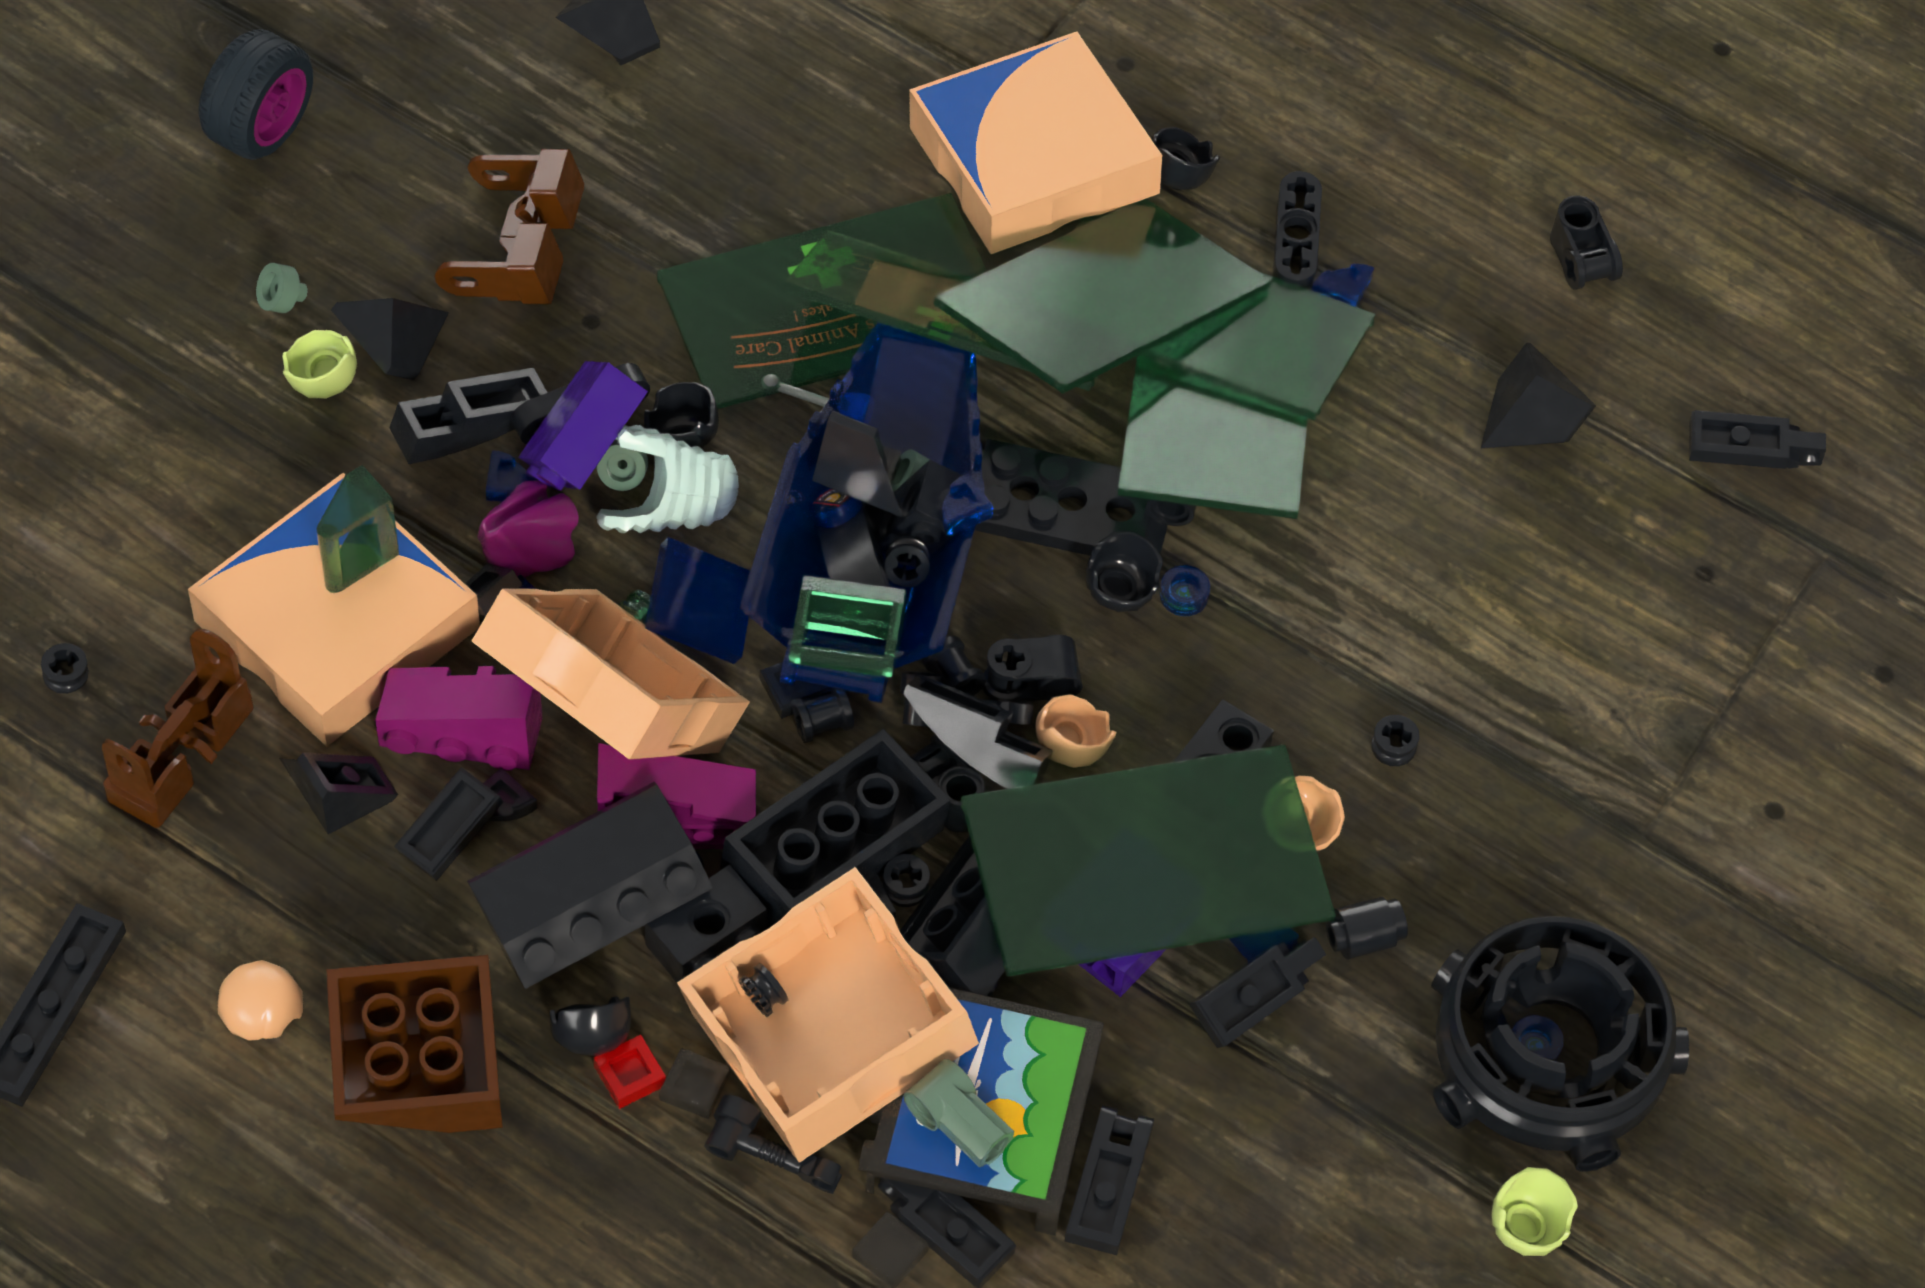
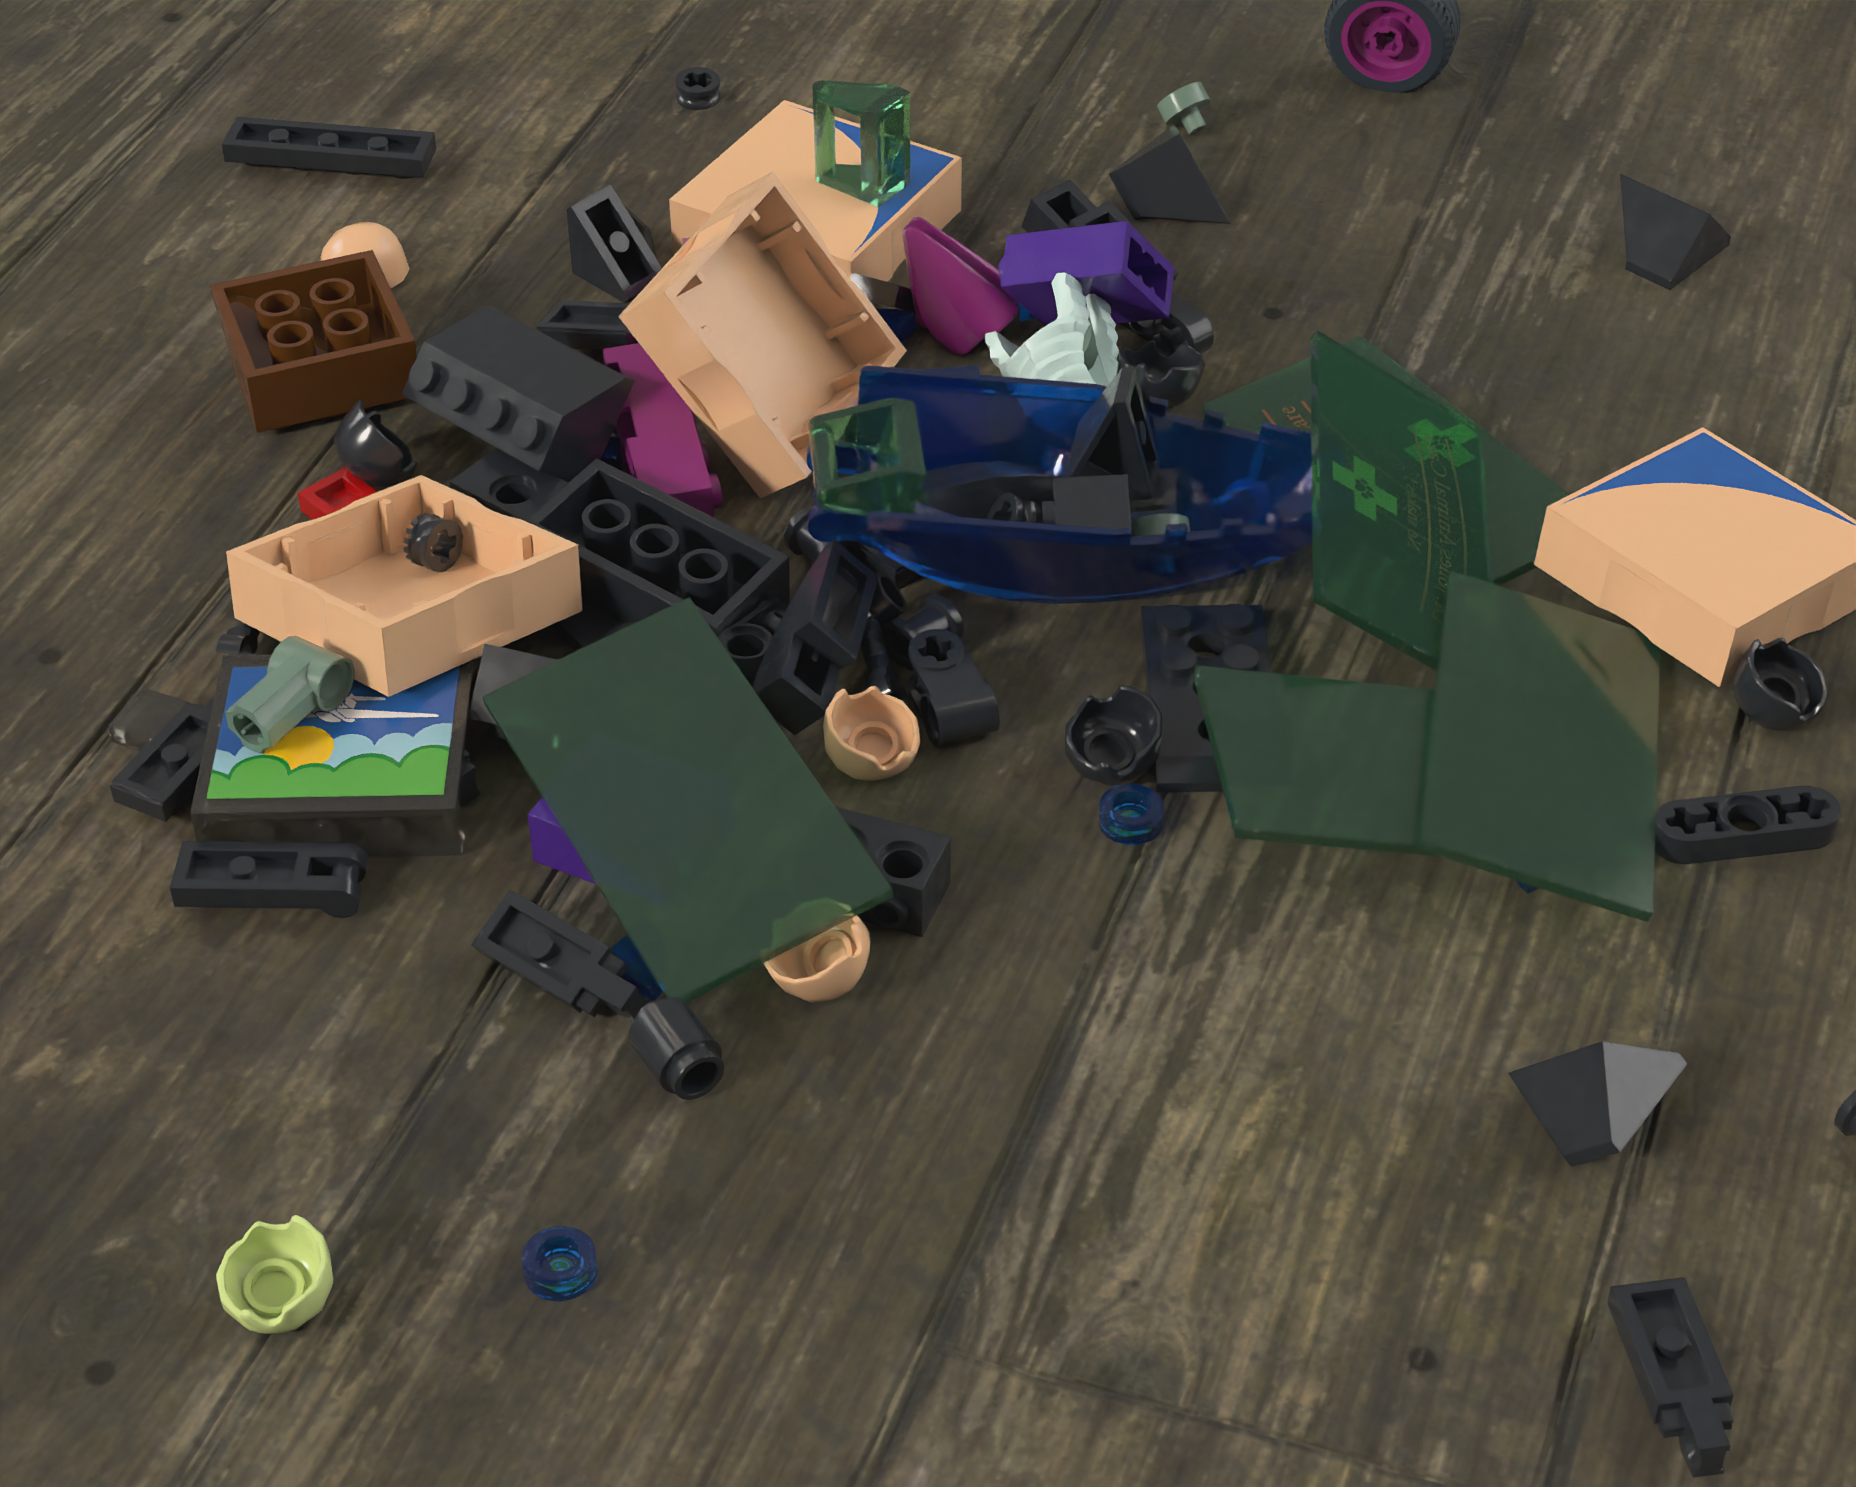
camera: 80 degrees right, 15 degrees down
(199, 717) = (599, 152): reddish brown piece -> none
(320, 364) = (1103, 144): yellowish green hair -> none
(533, 256) = (1300, 227): reddish brown piece -> none
(965, 505) = (1076, 515): clear blue tile -> none
(1102, 294) = (1497, 624): clear green piece -> none
(1345, 284) = (1693, 889): clear blue tile -> none
(1381, 740) = (978, 1061): black bush -> none
(1595, 979) = (514, 1339): black piece -> none

